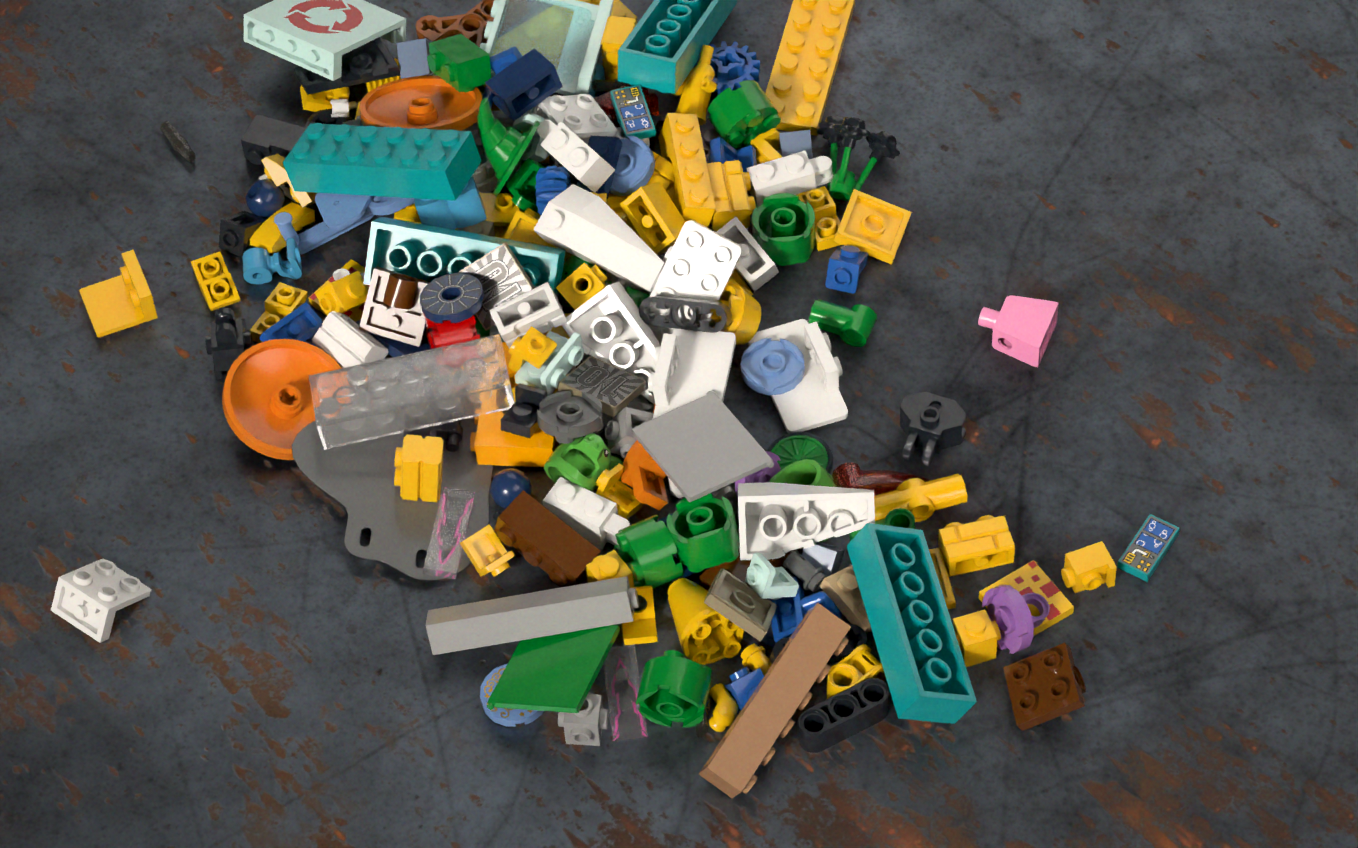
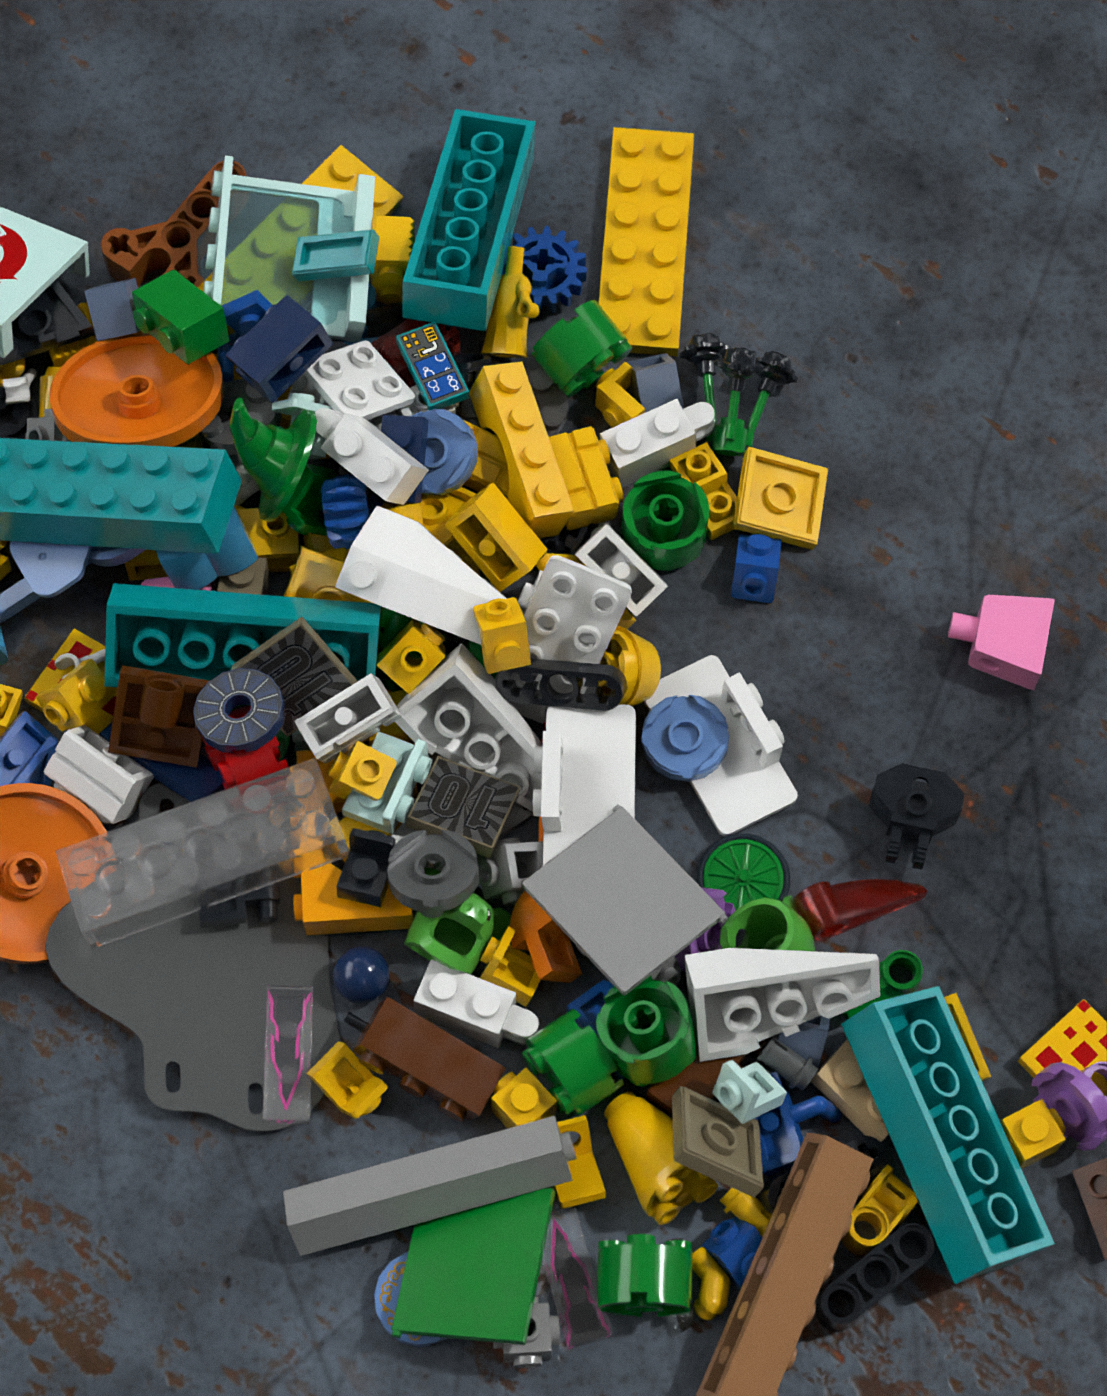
camera: 15 degrees left, 15 degrees up
(419, 468) = (235, 971): yellow brick -> none
(577, 37) = (335, 255): none -> teal tile
(646, 273) = (502, 635): none -> yellow bracket
(721, 151) = (569, 414): blue bracket -> none
(851, 324) = (778, 655): green piece -> none
(922, 497) = (915, 922): yellow piece -> none
(976, 545) = (1005, 986): yellow brick -> none

